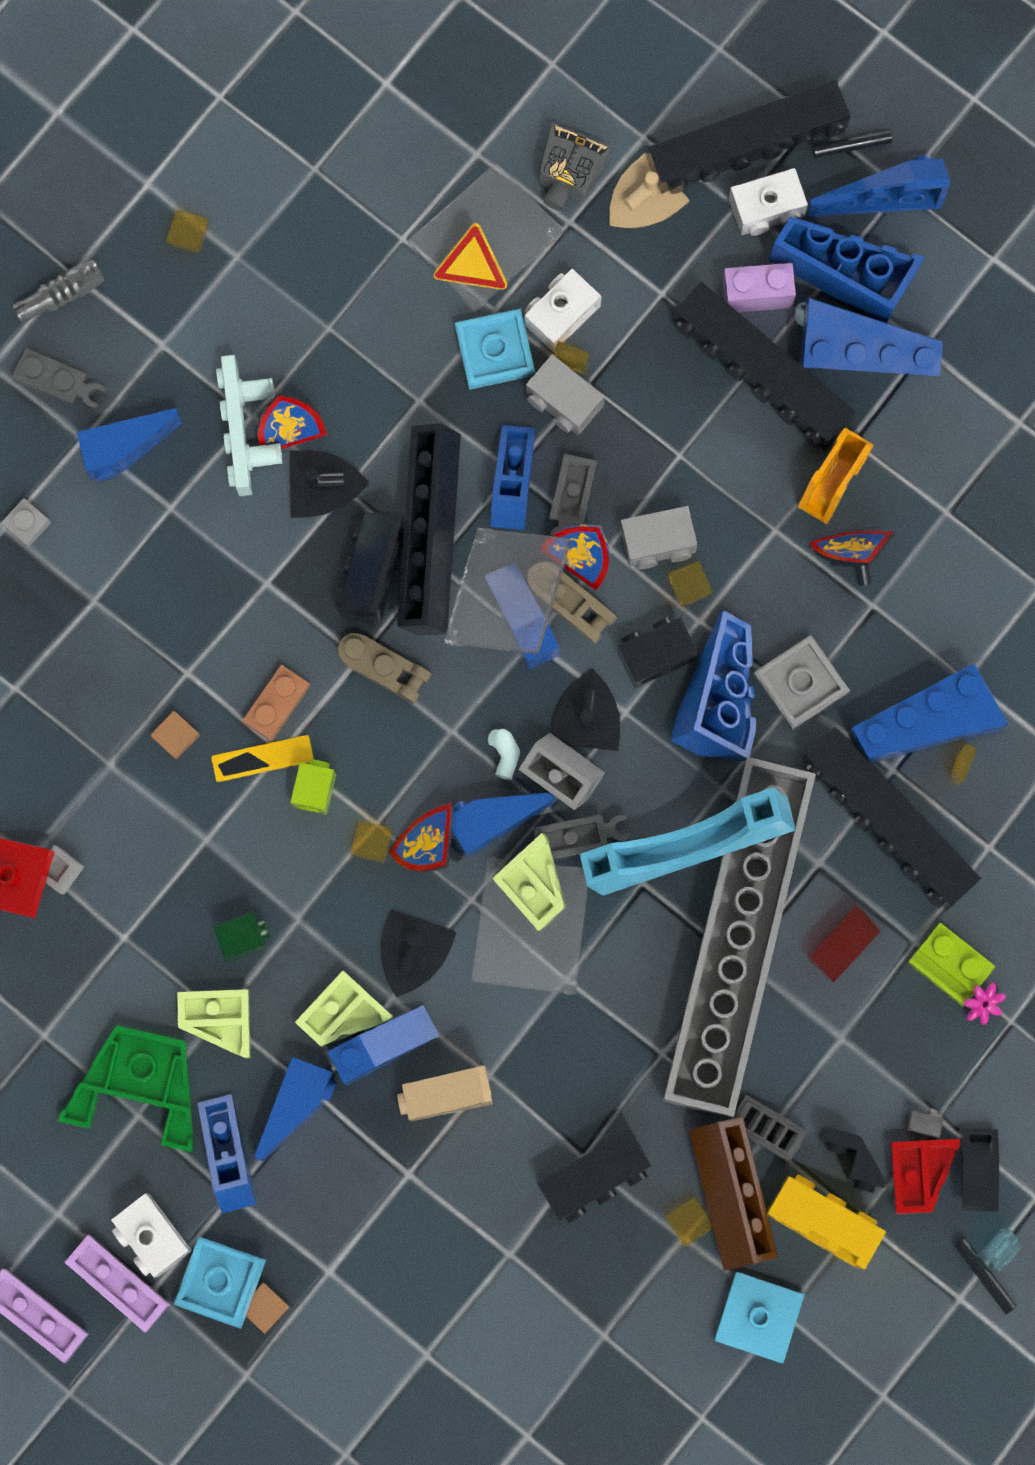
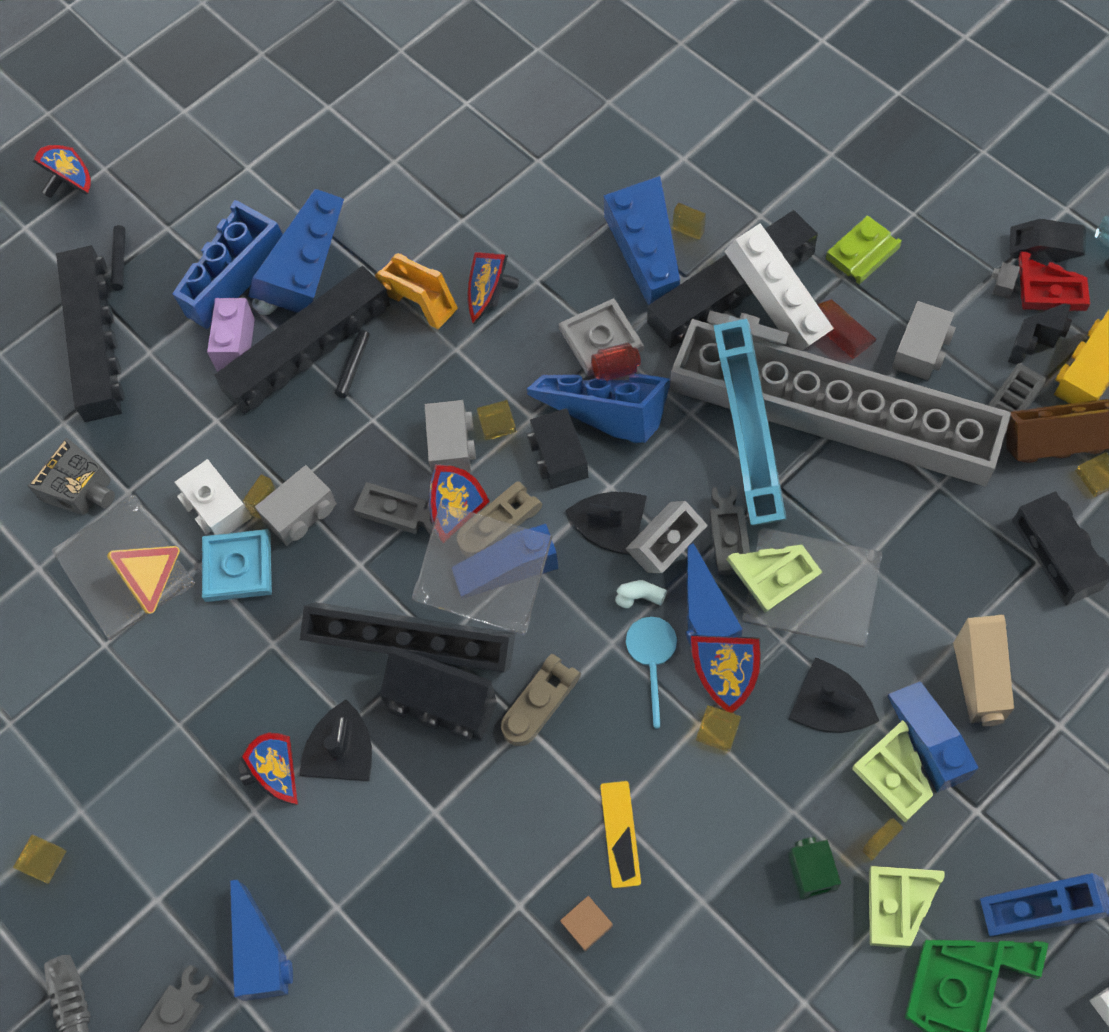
camera: 80 degrees left, 15 degrees down
(232, 411) = (277, 824): light aqua plate -> none
(275, 999) = (882, 838): none -> clear yellow tile
(276, 703) = (564, 812): nougat plate -> none
(297, 1101) = (992, 826): blue slope -> none
(313, 787) = (658, 778): lime brick -> none
(455, 771) = (652, 643): none -> medium azure piece
(512, 477) = (372, 558): blue slope -> none
(639, 200) = (120, 433): tan shield -> none
(743, 422) = (352, 363): none -> black piece
(761, 699) = (615, 361): none -> clear red brick
(767, 202) = (153, 322): white brick -> none
(815, 834) = (757, 330): none -> light grey plate
(830, 1031) = (923, 340): none -> light grey brick
(865, 865) = (778, 288): none -> white brick
(905, 187) = (169, 217): blue wedge -> none
(958, 57) = (64, 166): none -> shield
(984, 1003) = (899, 227): dark pink plant -> none

